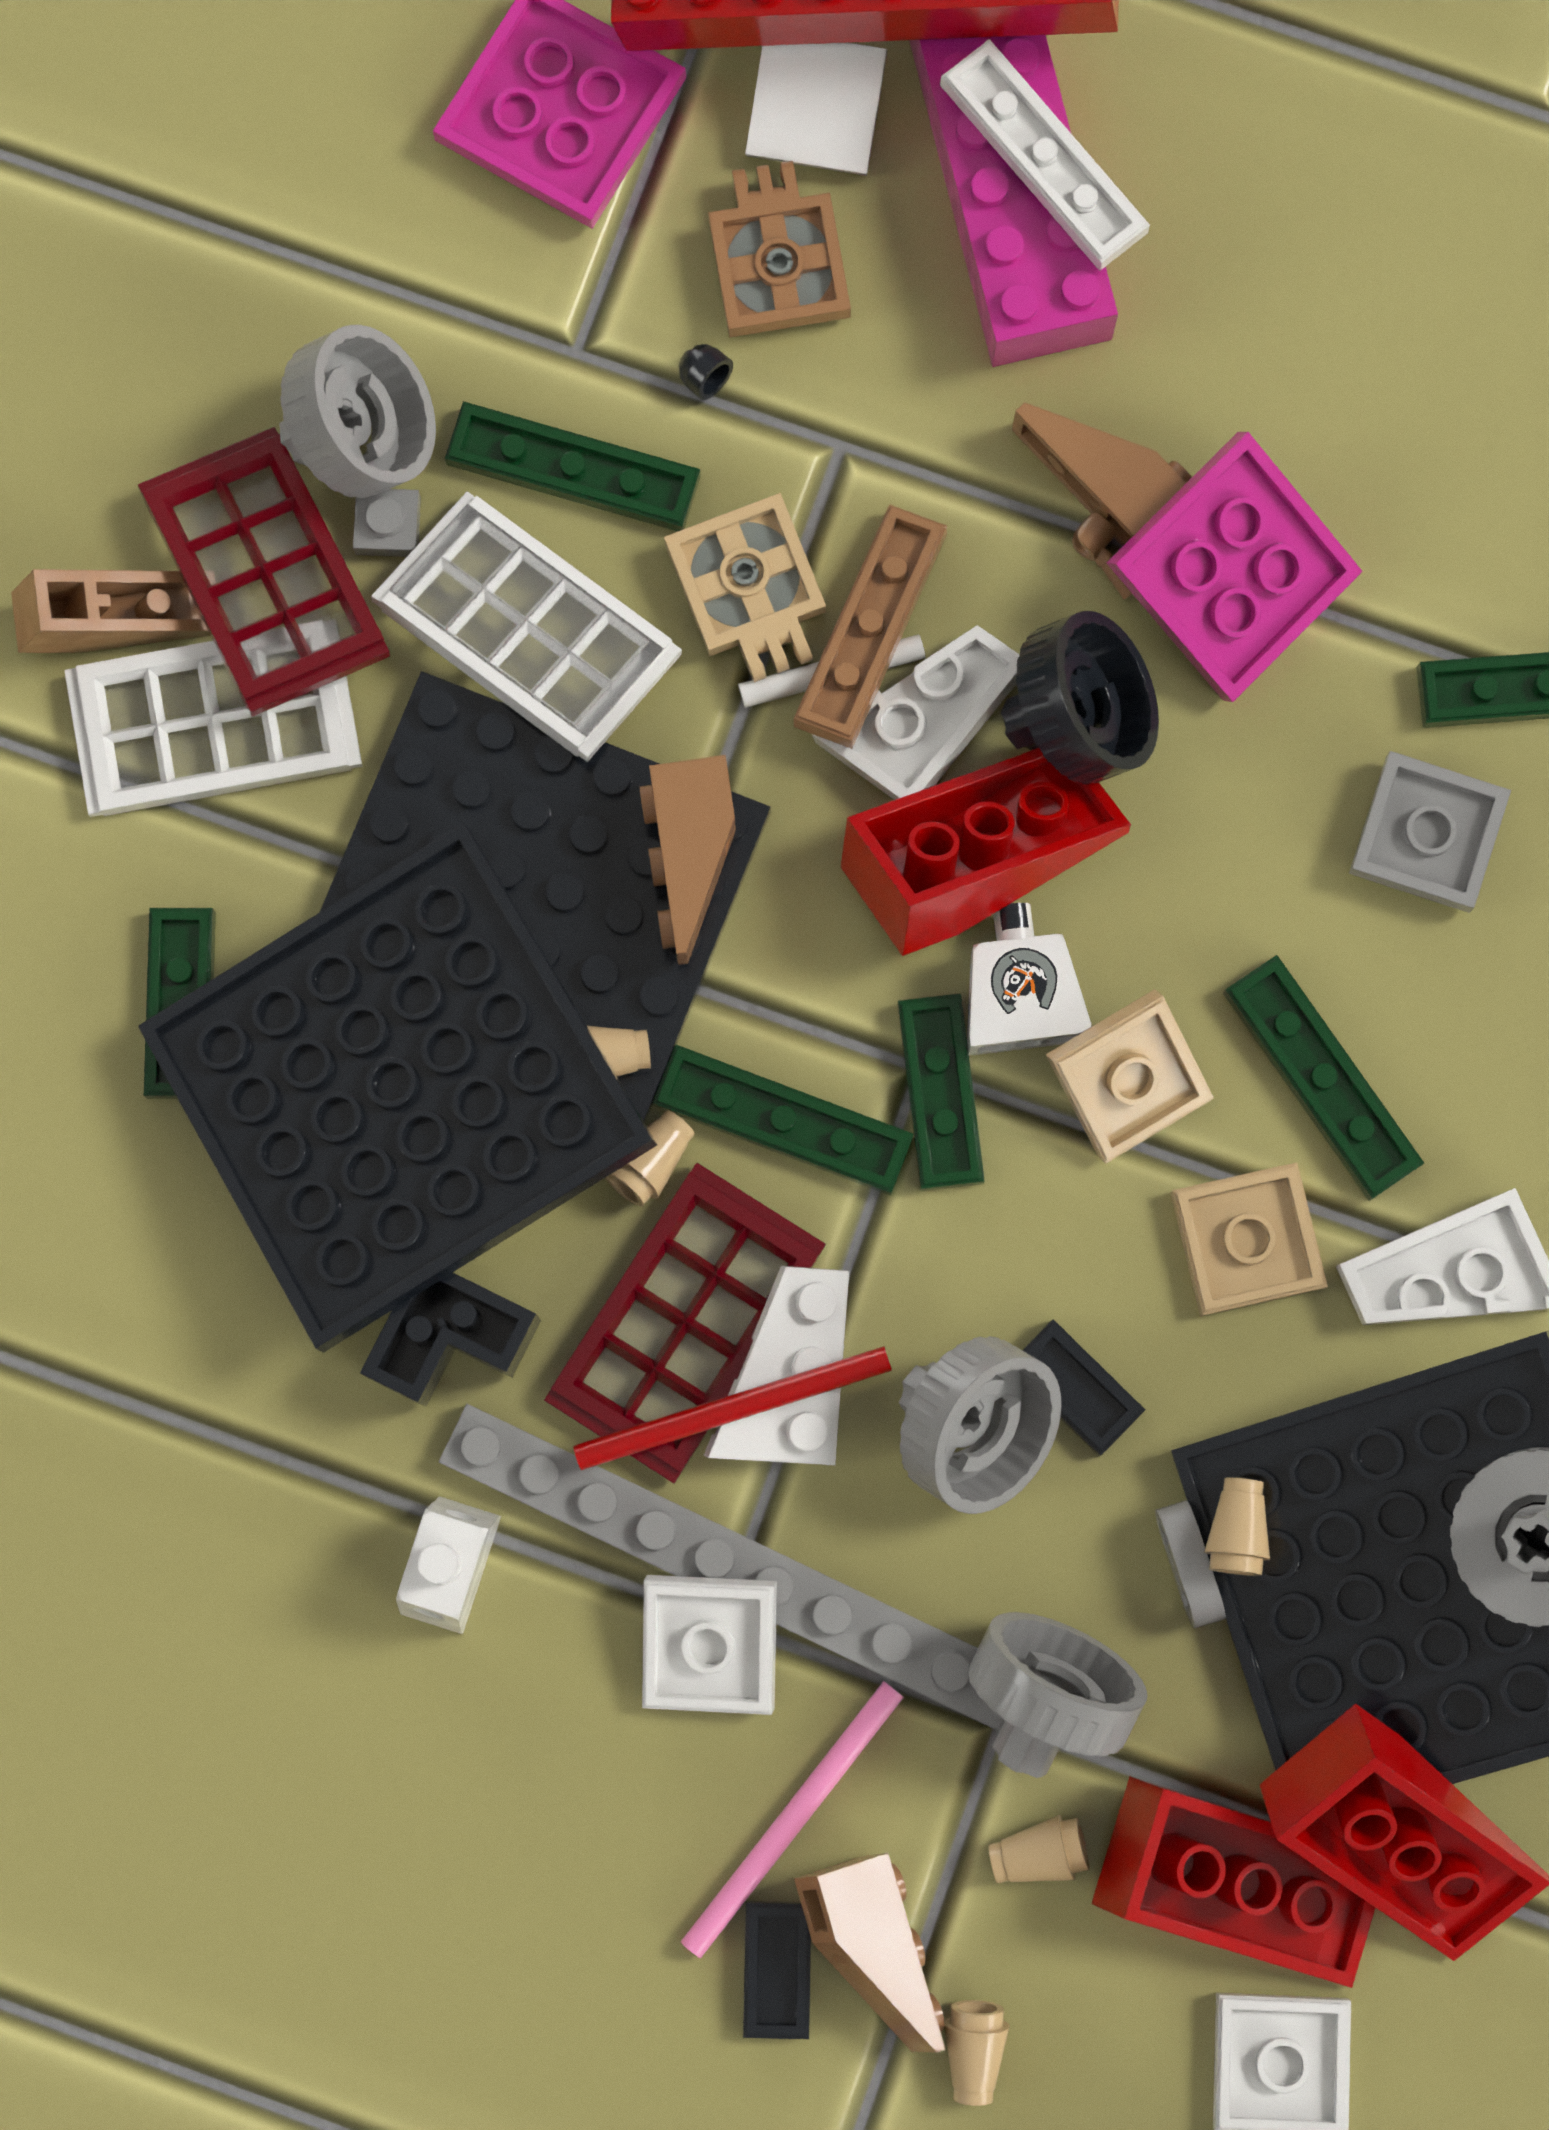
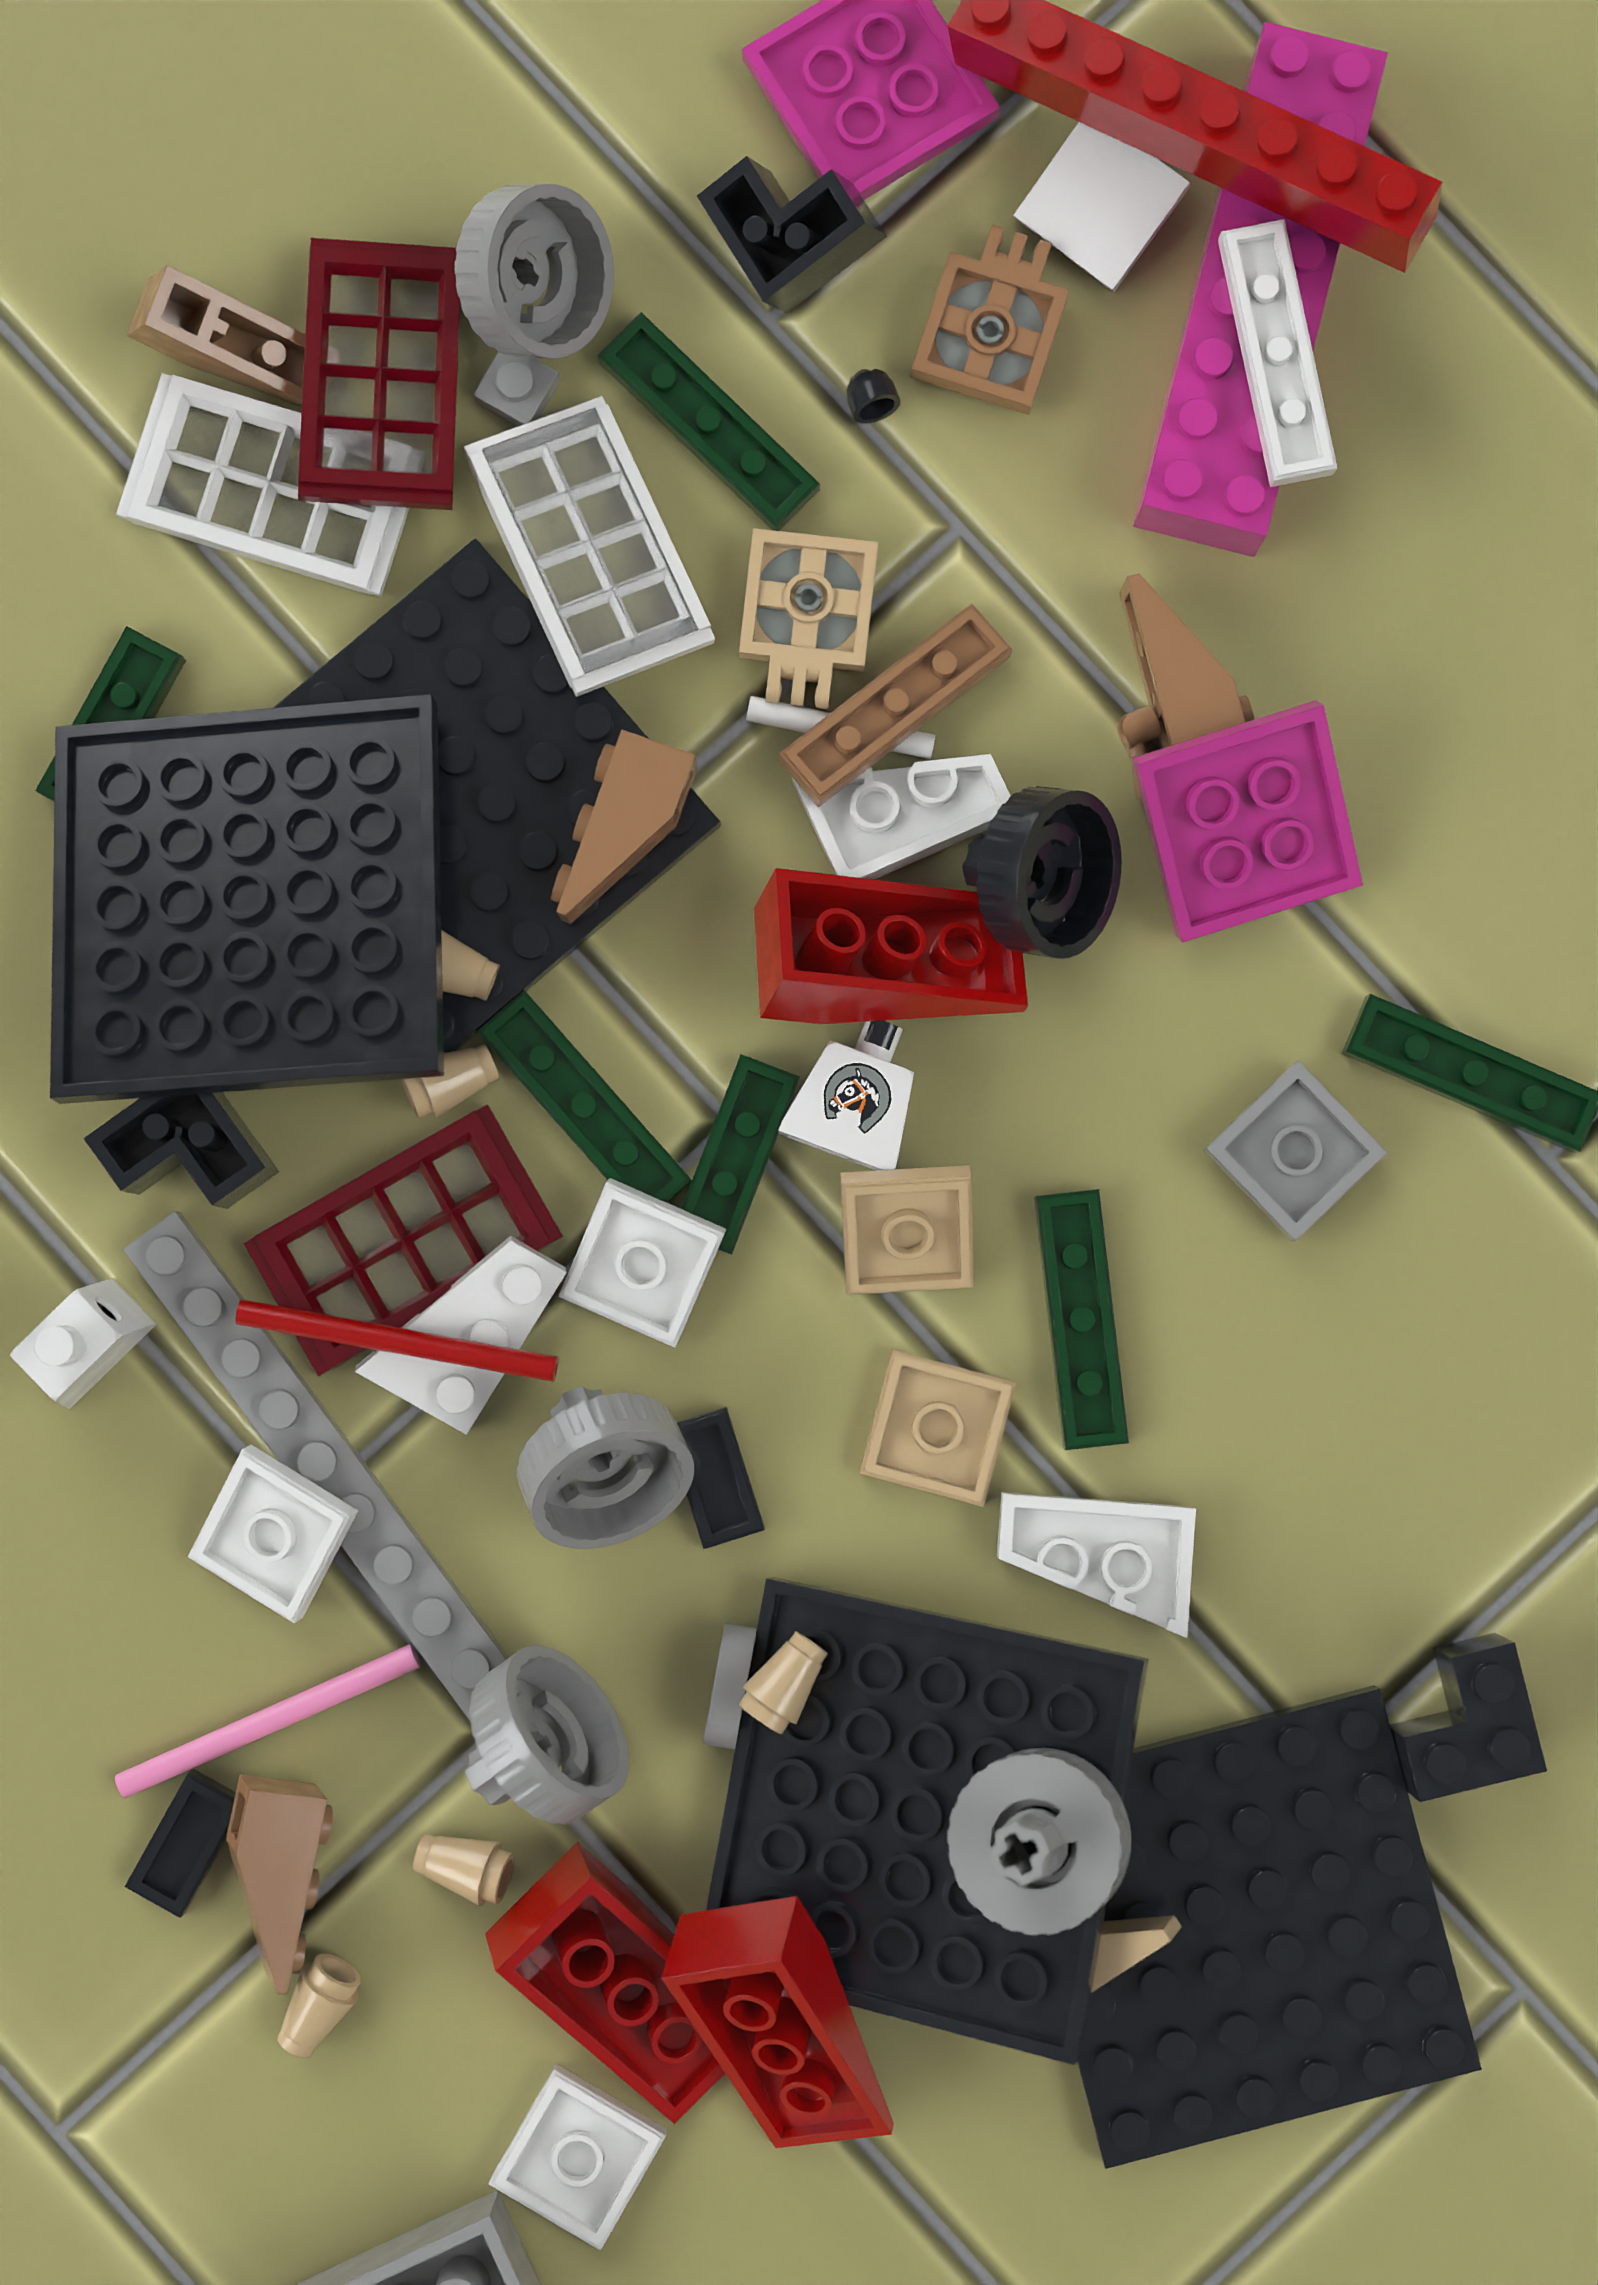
camera: 25 degrees right, 5 degrees up
(563, 280) = (788, 244): none -> black brick
(910, 1229) = (642, 1262): none -> white tile

